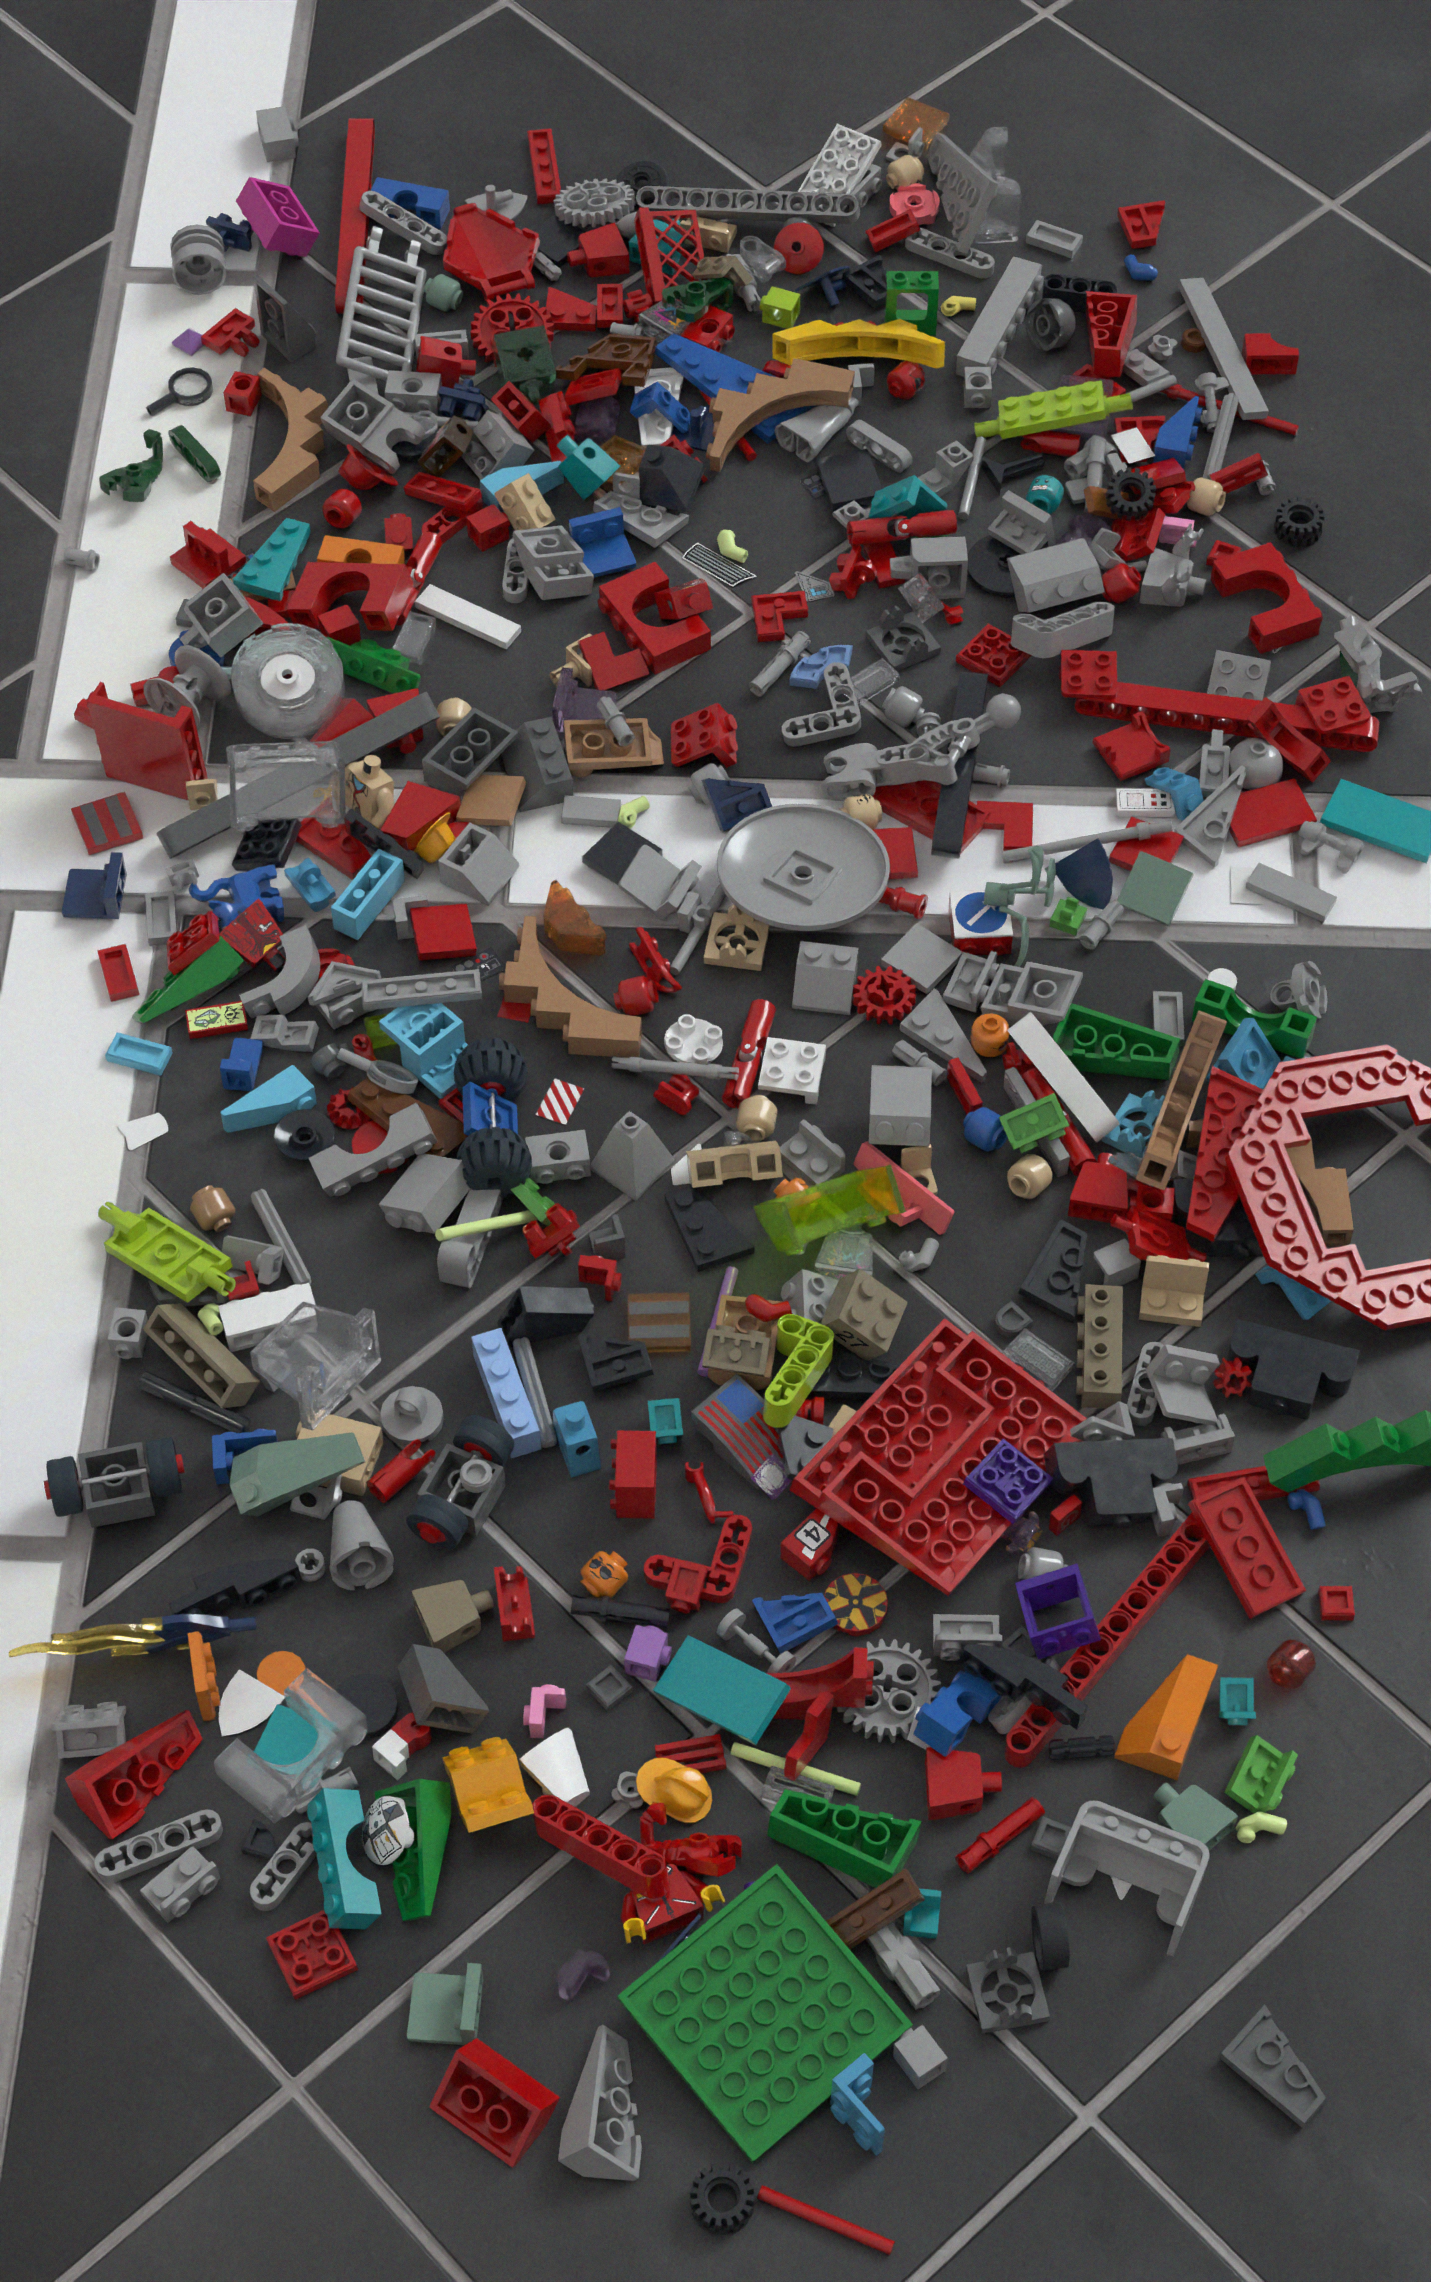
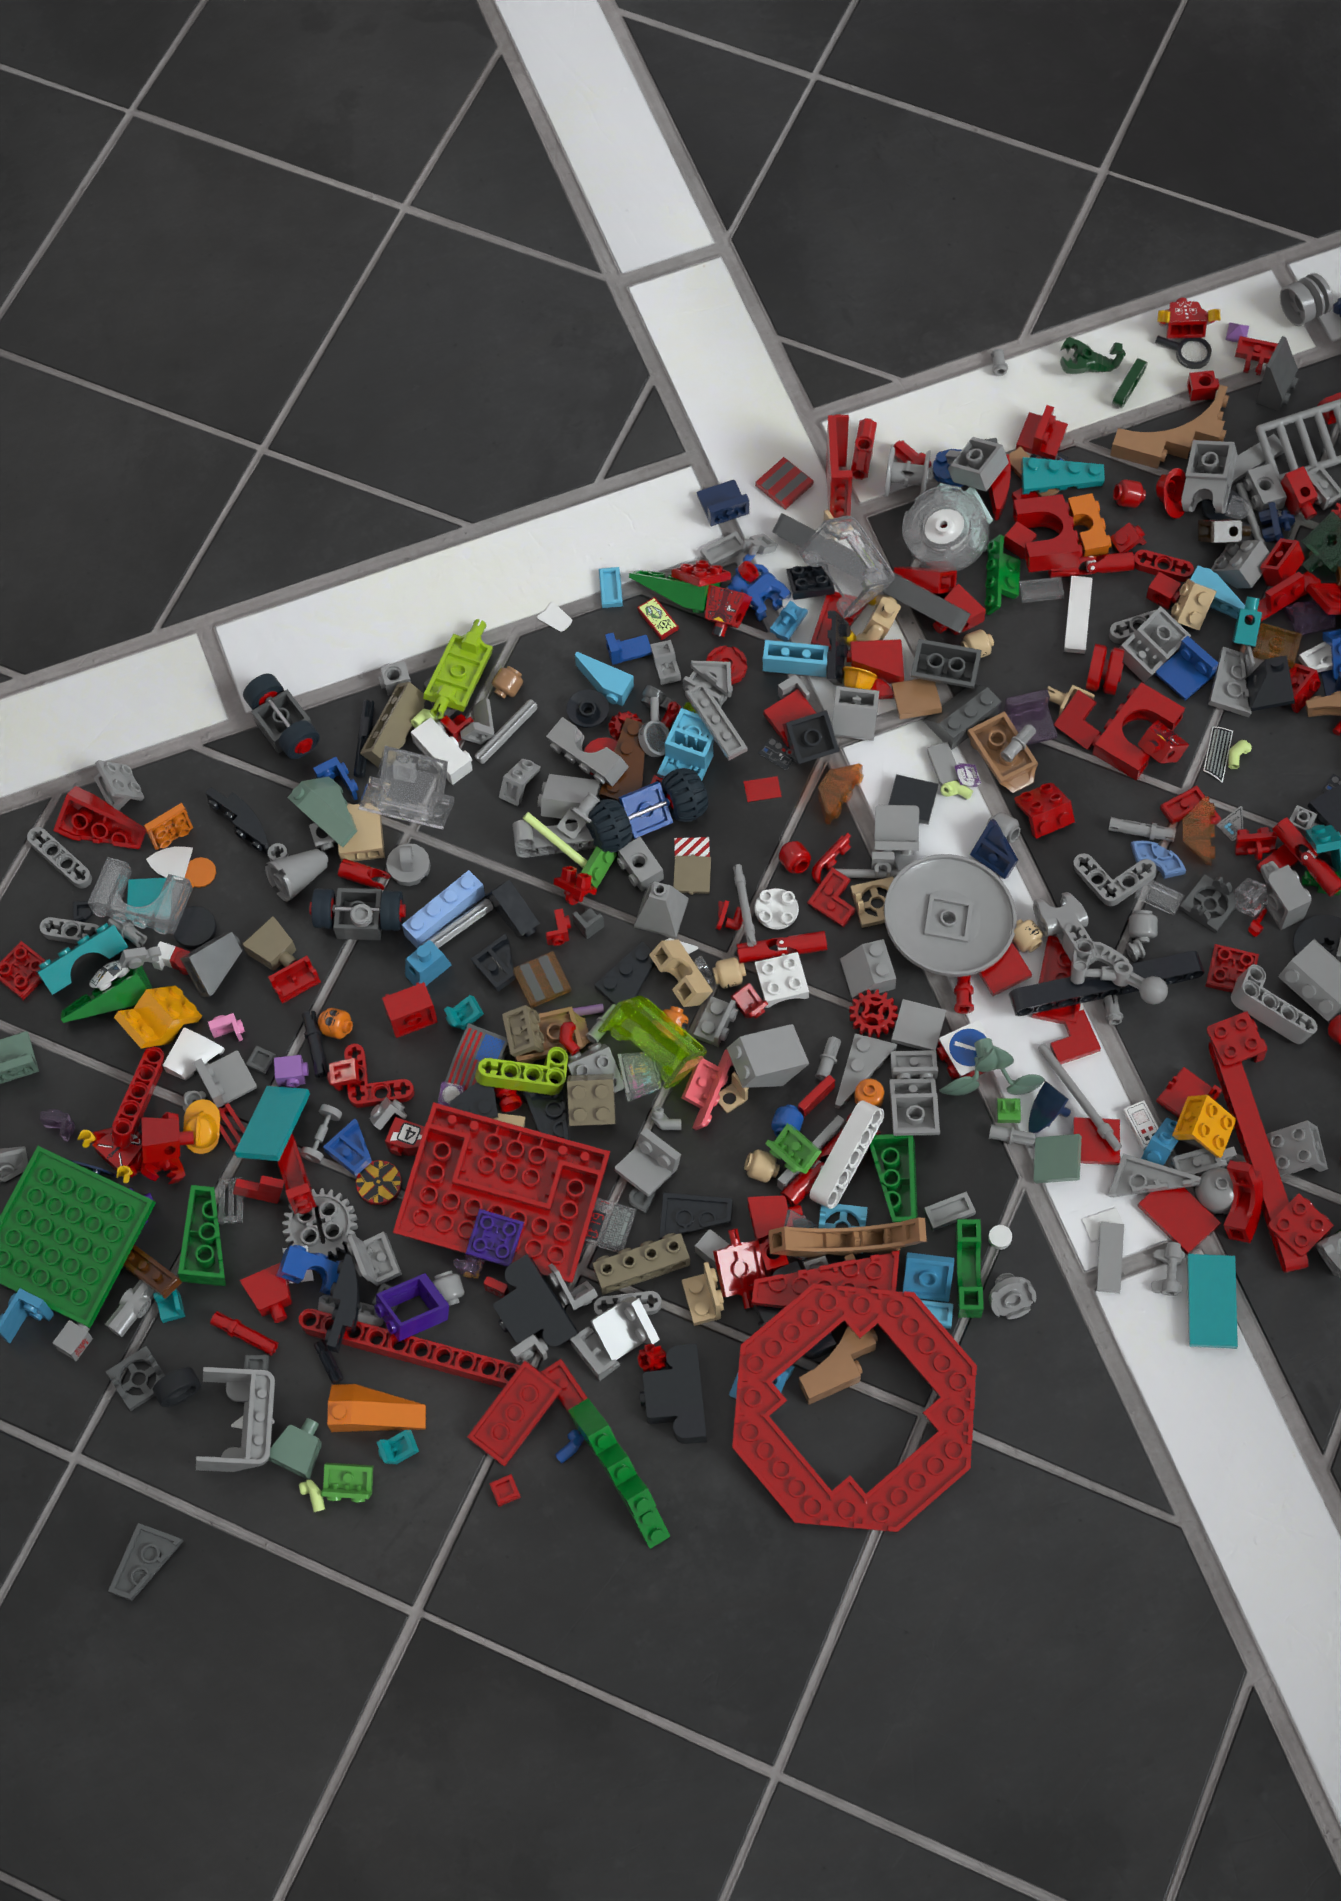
camera: 70 degrees right, 10 degrees up
(118, 972) = (668, 546): red tile -> none
(143, 1638) = (208, 824): clear yellow piece -> none
(149, 369) = (1187, 319): none -> torso
(181, 1884) = (40, 880): light grey bracket -> none
(219, 893) = (748, 571): none -> red tile
(293, 982) = (706, 647): light grey arch -> none
(367, 1246) = (516, 779): none -> light grey bracket
(393, 1774) = (136, 957): none -> light grey plate
(442, 492) = (1180, 548): red tile -> none
(467, 1181) = (579, 814): none -> light grey bracket
(489, 915) = (811, 737): none -> black brick
(564, 610) = (1105, 669): none -> red wheel
(584, 1026) = (762, 809): medium nougat arch -> none
(596, 1111) = (692, 874): none -> dark tan piece
(617, 1737) = (226, 1078): none -> light grey bracket
(620, 791) = (967, 774): none -> clear tile
(685, 1828) = (162, 1139): none -> red torso
(697, 1476) = (421, 1056): red piece -> none
(710, 988) = (827, 899): none -> red tile
(757, 1275) = (594, 1035): none -> light grey axle
(765, 1557) = (384, 1111): none -> light grey bracket
(767, 1759) = (246, 1202): yellowish green bar -> none
(813, 1110) = (749, 1001): none -> bracket
(814, 610) = (1199, 830): none -> clear orange slope
(972, 1287) = (649, 1163): none -> light grey bracket
(1177, 738) = (1206, 1123): none -> light orange bracket
(1291, 1664) = (440, 1474): clear red head -> none

